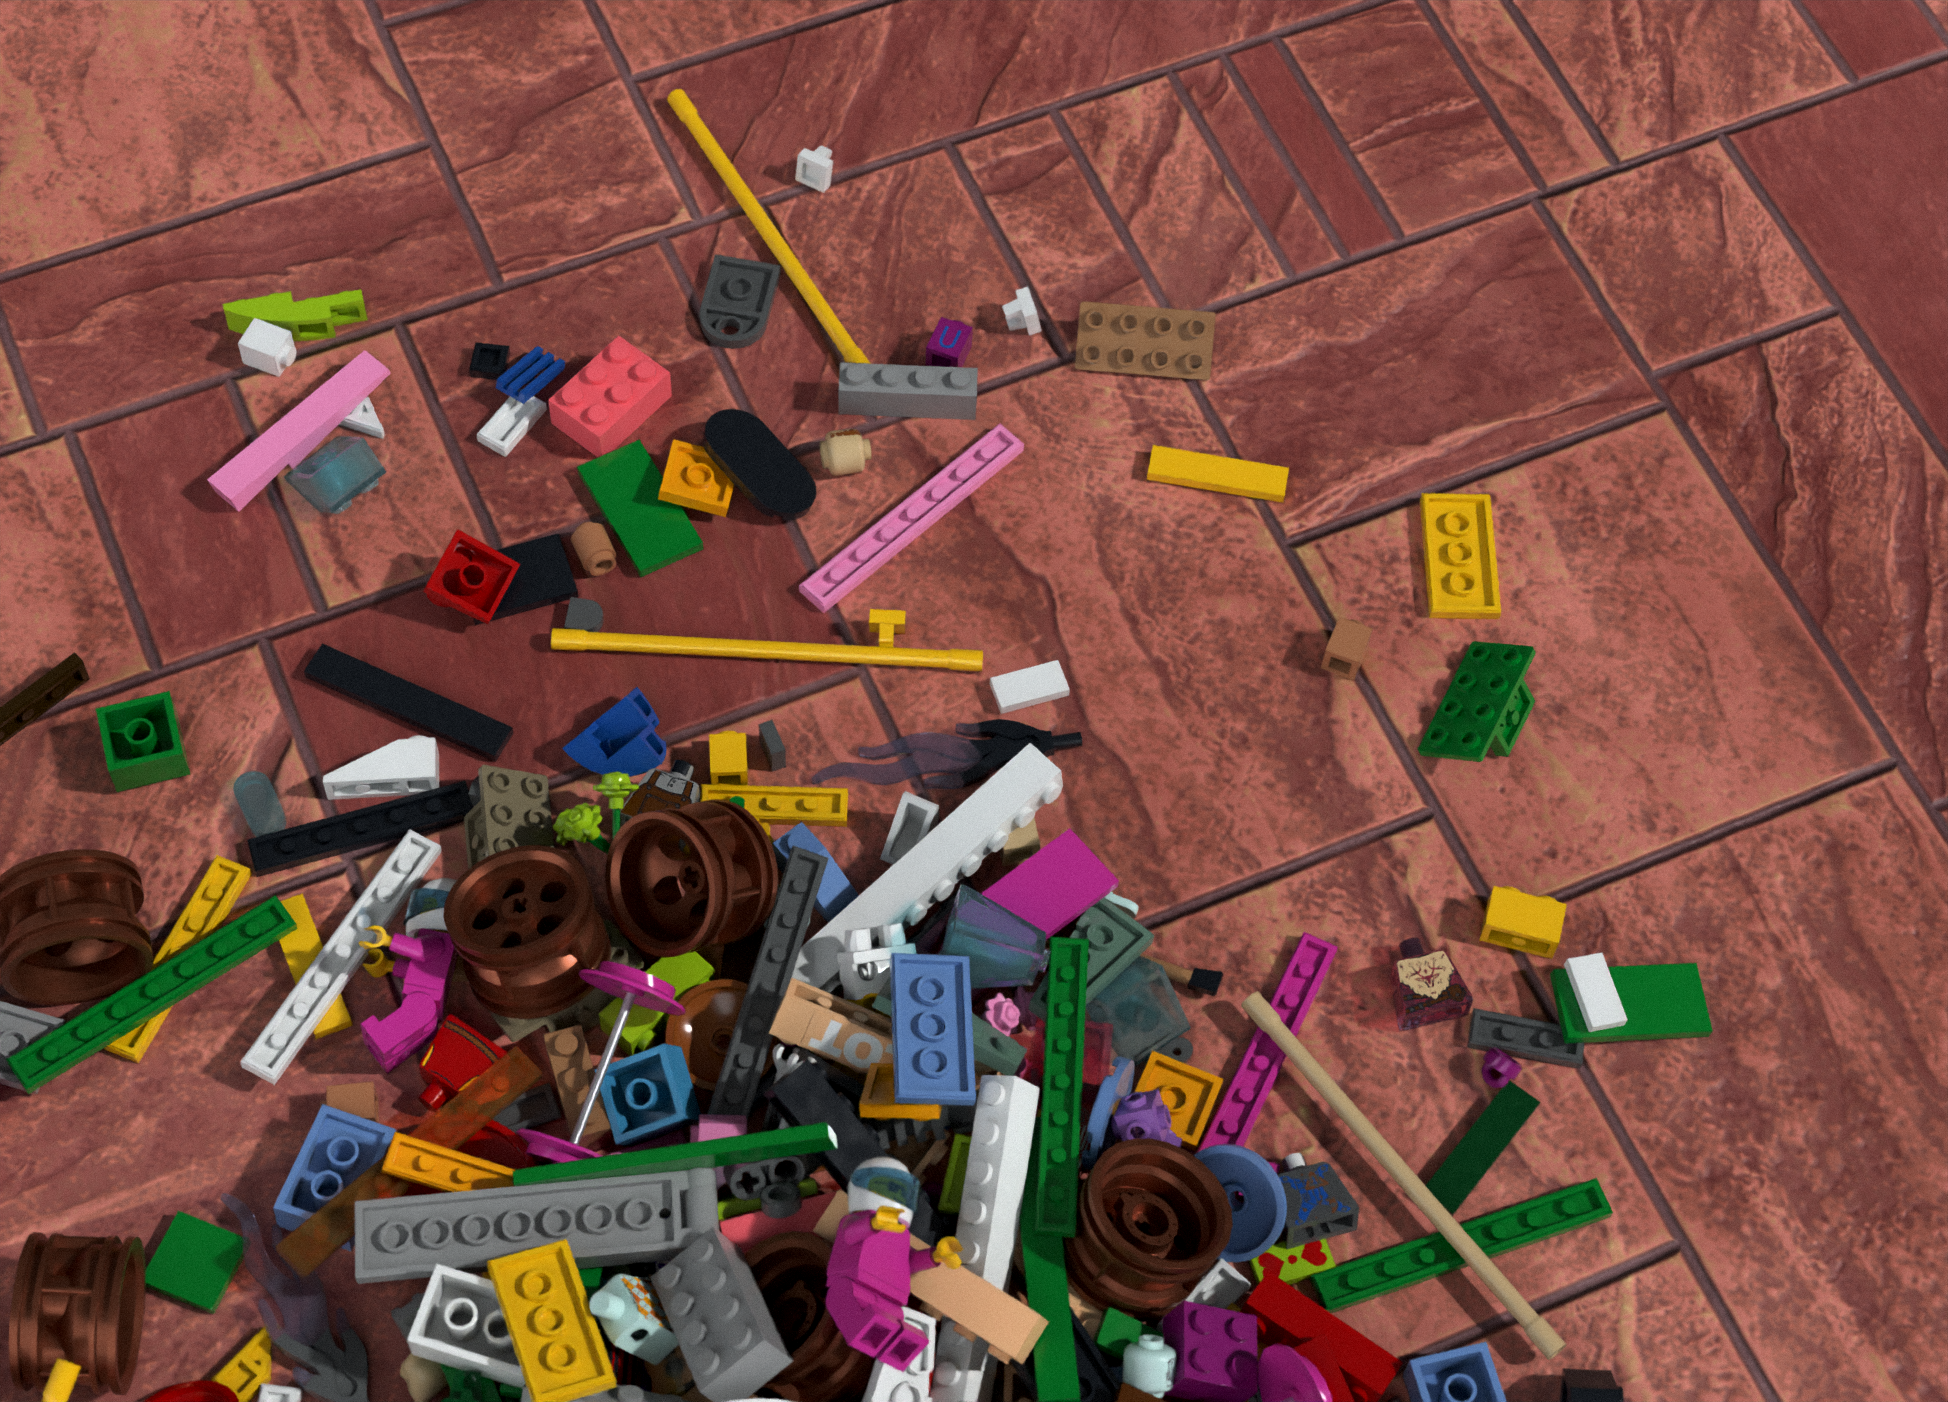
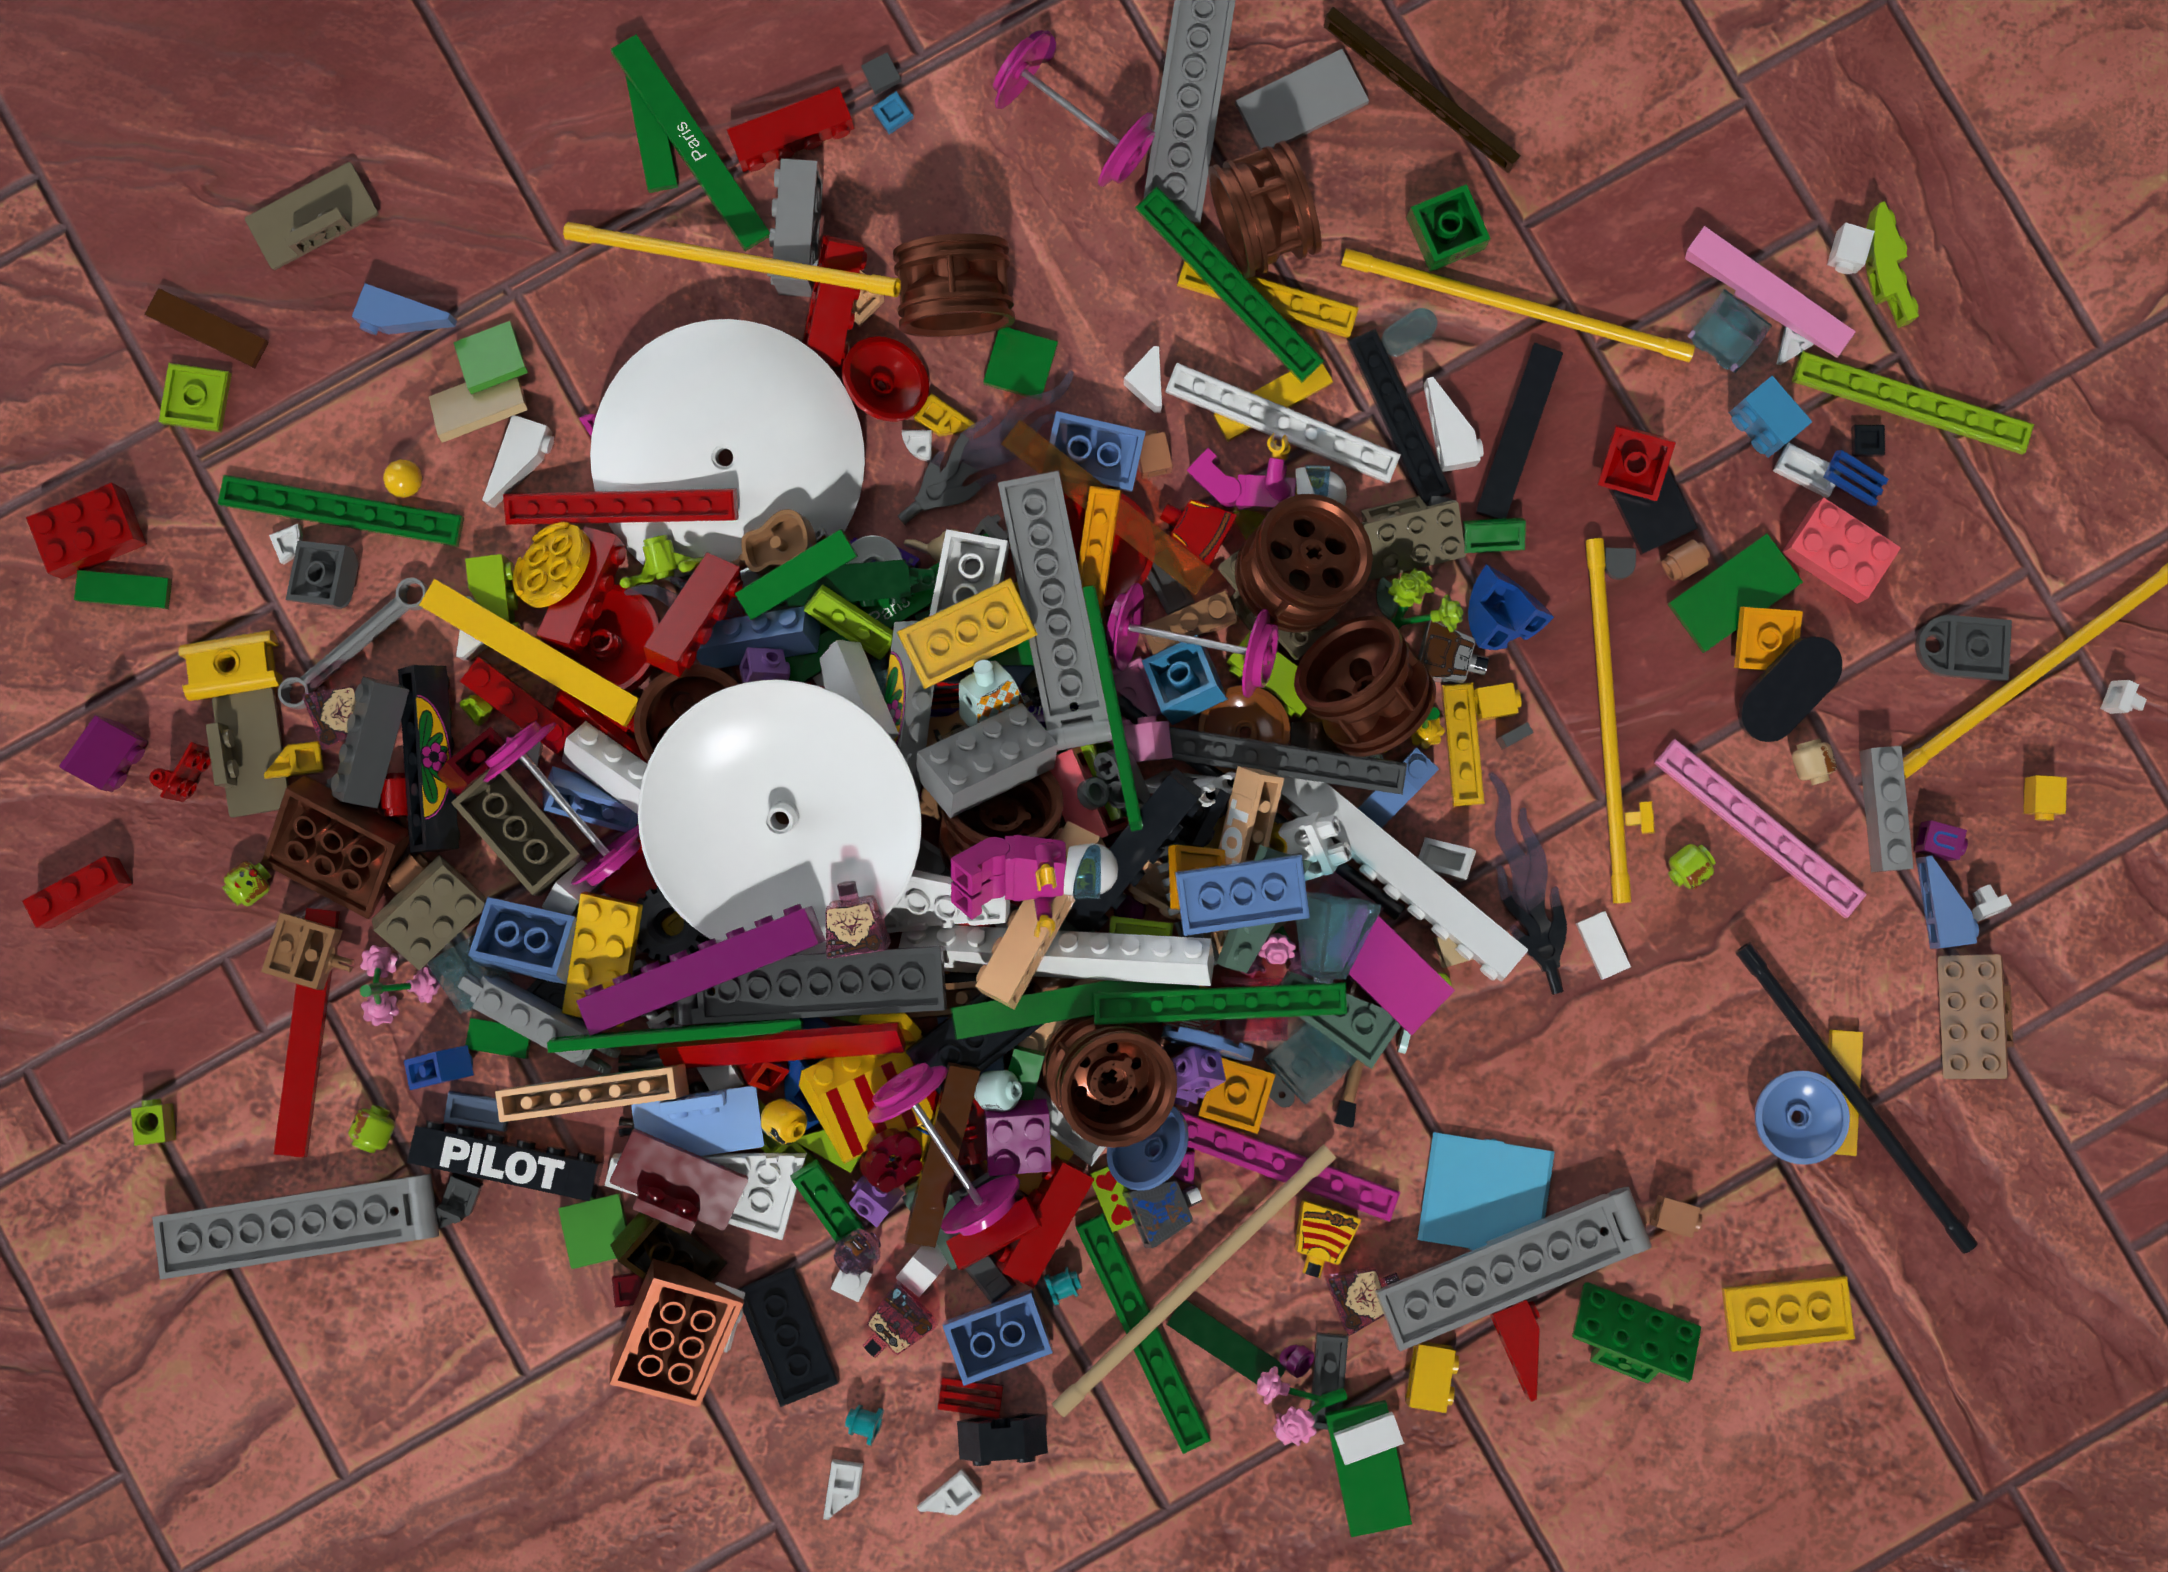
camera: 85 degrees right, 25 degrees up
(164, 838) = (1666, 346): none -> yellow piece
(255, 1105) = (1145, 380): none -> white slope
(445, 441) = (1769, 417): none -> dark azure brick
(453, 317) = (1912, 402): none -> lime tile
(463, 1006) = (1248, 521): none -> clear neon green tile
(527, 738) = (1494, 535): none -> green tile
(590, 861) = (1385, 600): none -> sand green tile
(913, 248) = (2045, 796): none -> yellow brick
(948, 584) = (1691, 866): none -> lime head
(1026, 352) = (1946, 913): none -> medium blue slope
(1073, 530) = (1953, 1226): none -> black piece
(1248, 494) = (1822, 1120): none -> medium blue dish
(1312, 843) = (1482, 1190): none -> medium azure piece
(1351, 1020) = (1323, 1235): none -> torso
(1400, 815) = (1514, 1268): none -> light grey hinge
(1400, 1332) = (1063, 1285): none -> teal brick
(1482, 821) = (1520, 1339): none -> red slope
(1578, 1057) = (1298, 1423): none -> bright pink plant

